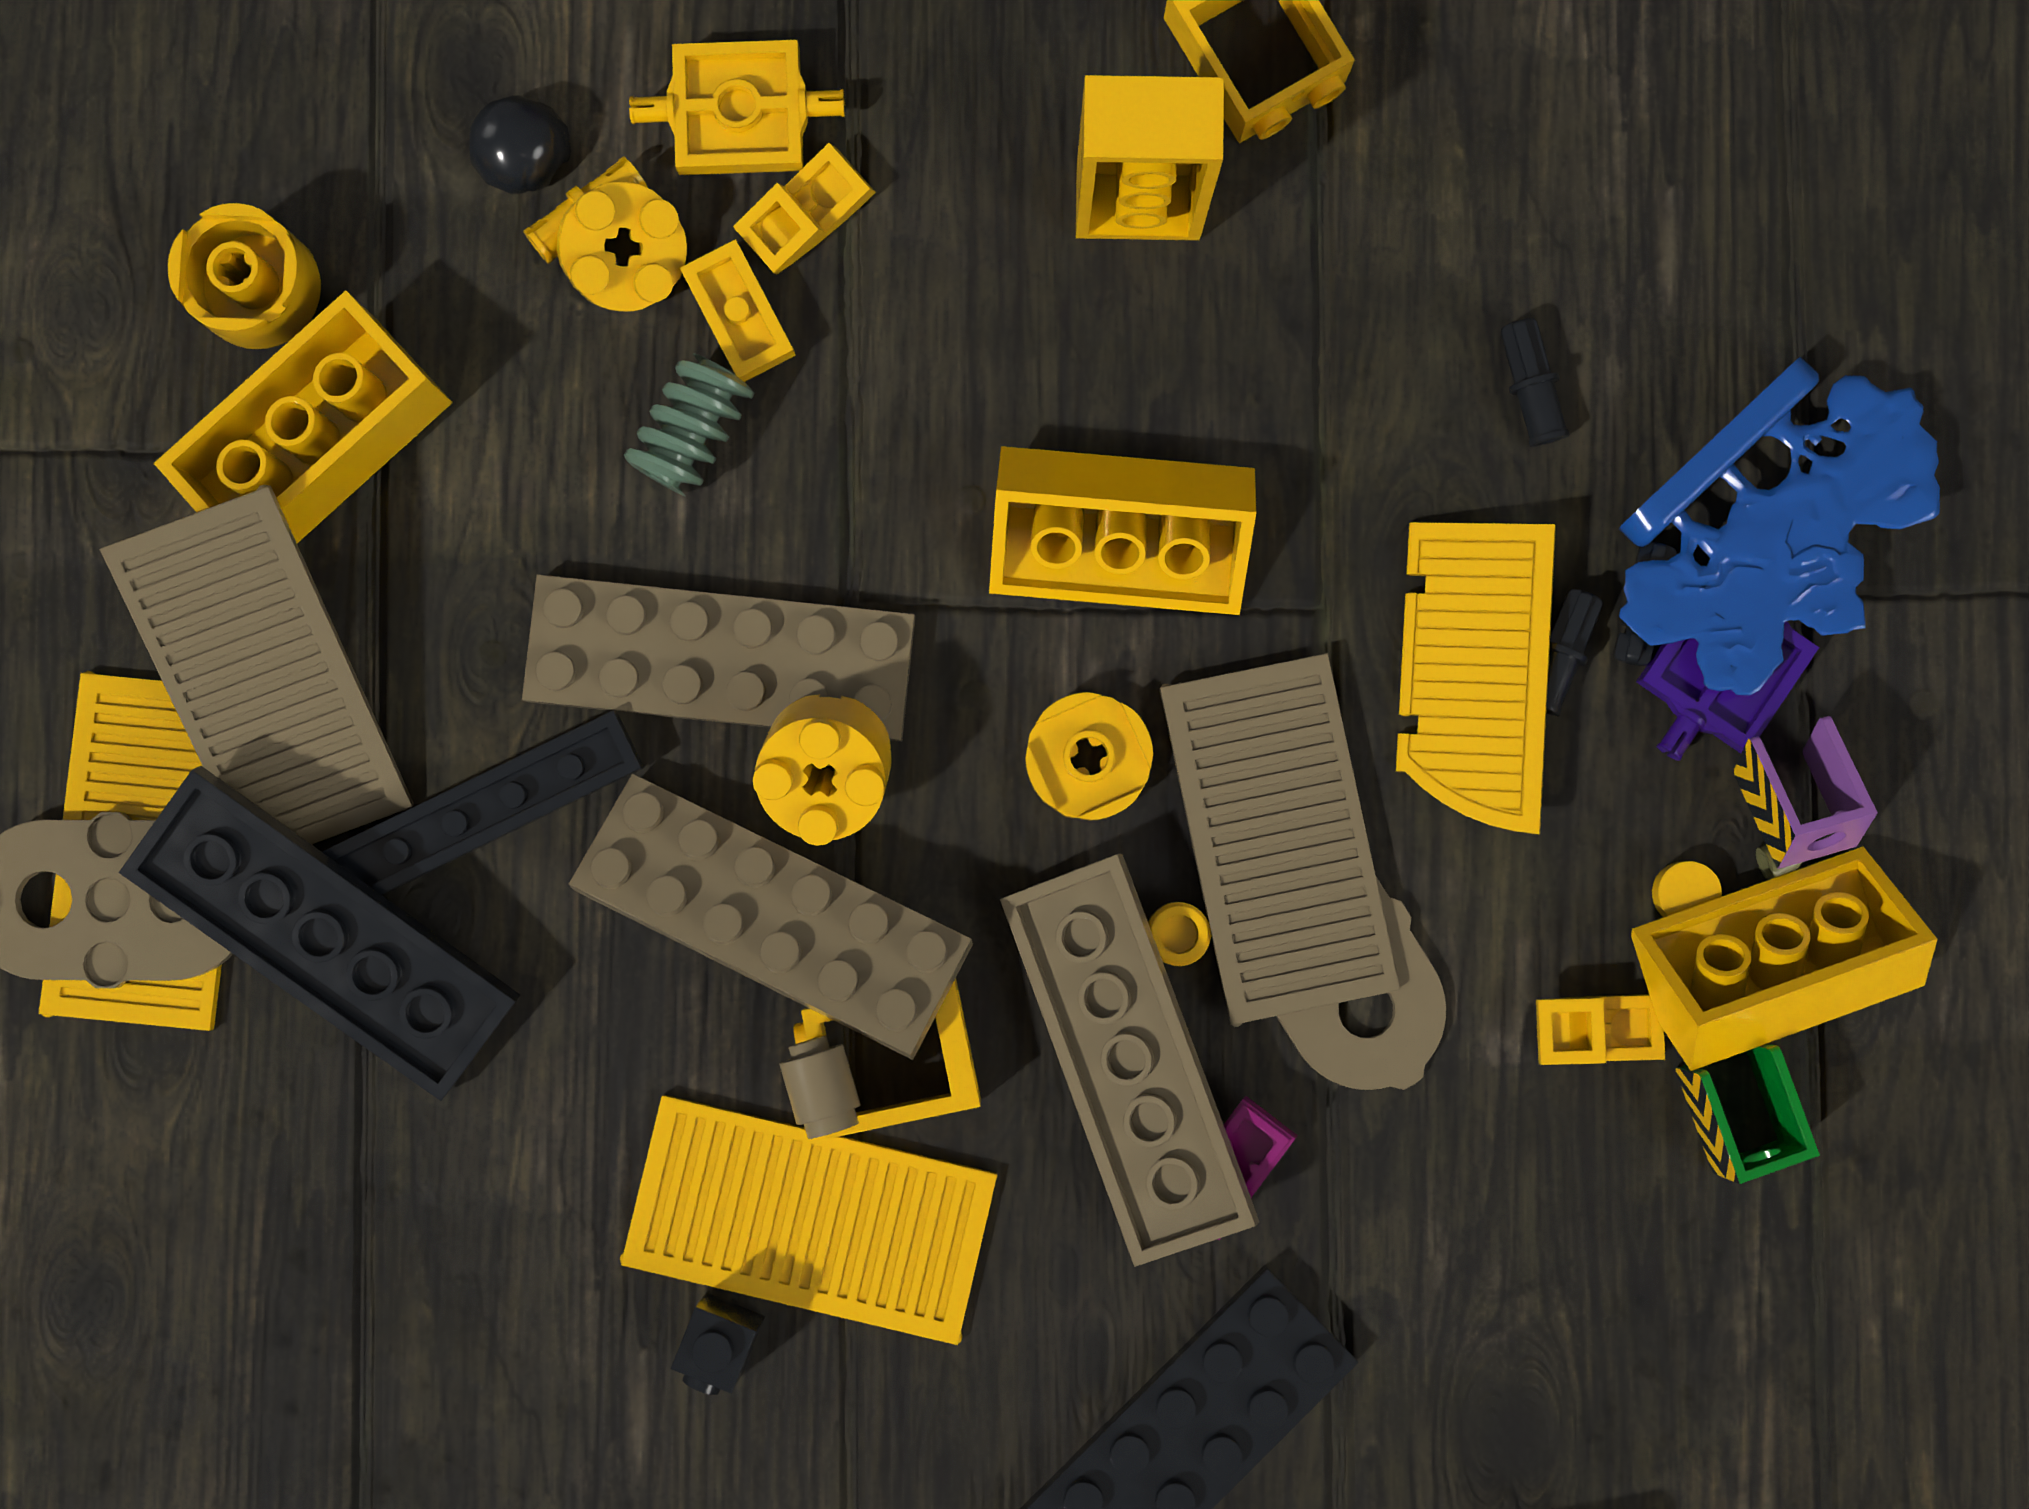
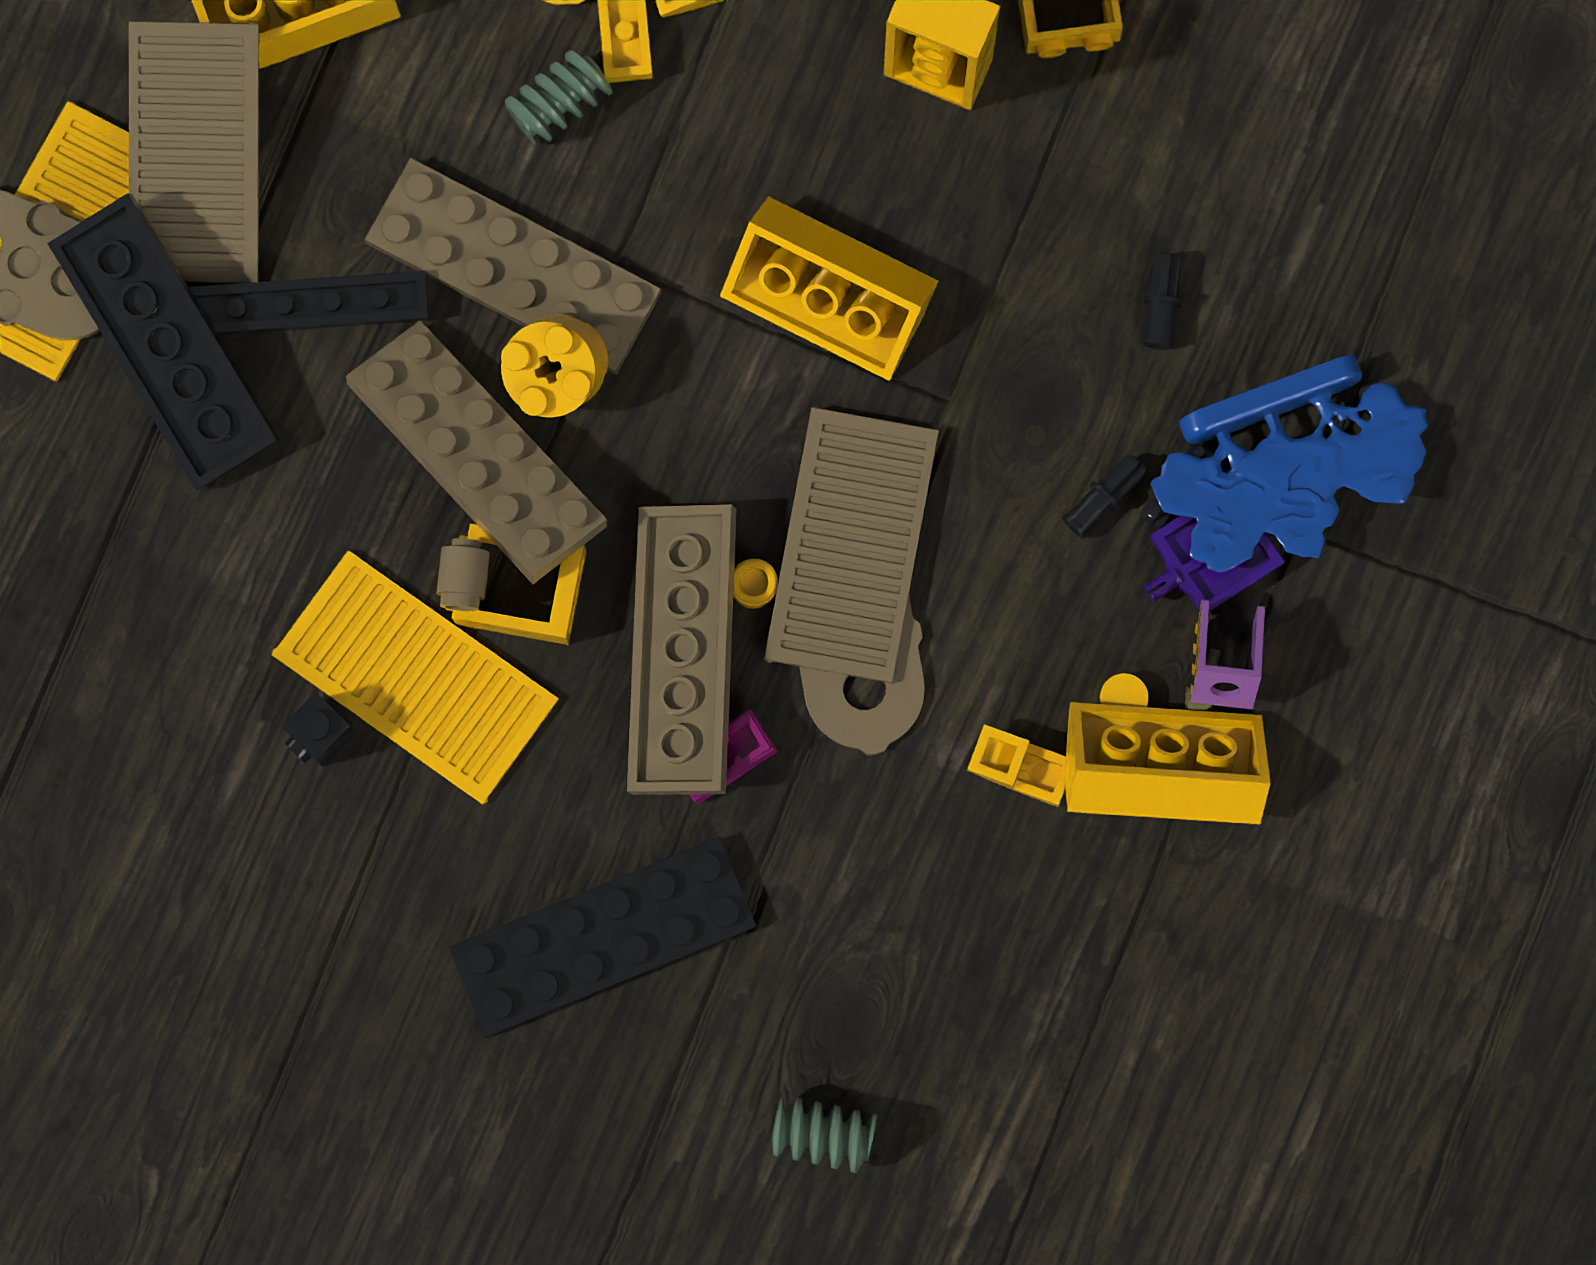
camera: 25 degrees right, 5 degrees down
(1103, 723) = (761, 415): yellow plate -> none
(1478, 668) = (1040, 482): yellow piece -> none
(1784, 1108) = (1091, 897): green piece -> none

